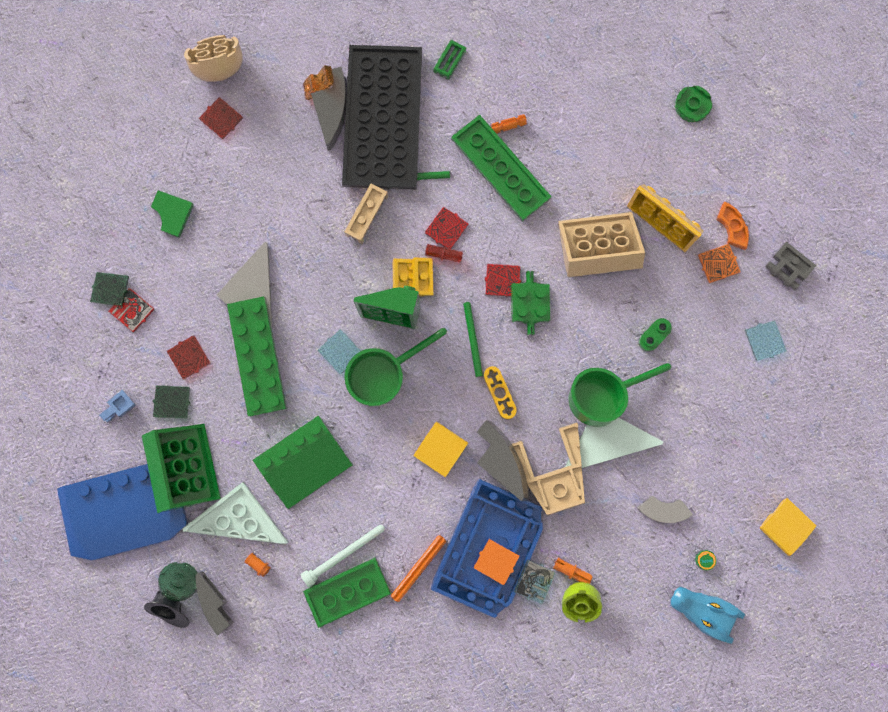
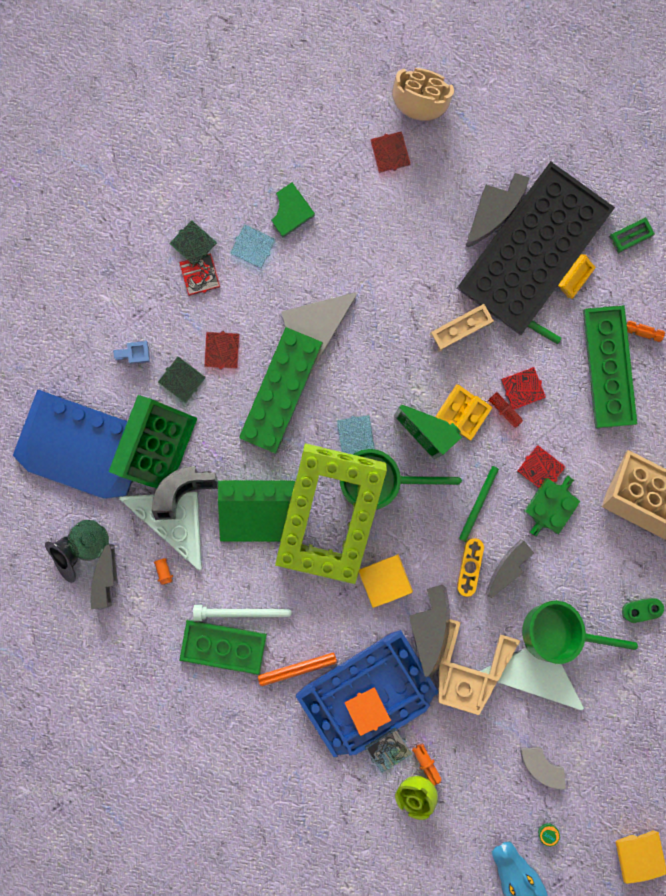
camera: 35 degrees right, 5 degrees up
(159, 260) = (252, 246): none -> clear light blue piece
(222, 487) = (175, 486): none -> arch
(318, 82) = (499, 178): clear orange slope -> none
(339, 380) = (342, 466): none -> lime brick
(428, 117) = (576, 276): none -> yellow tile
(530, 372) = (509, 568): none -> dark grey slope

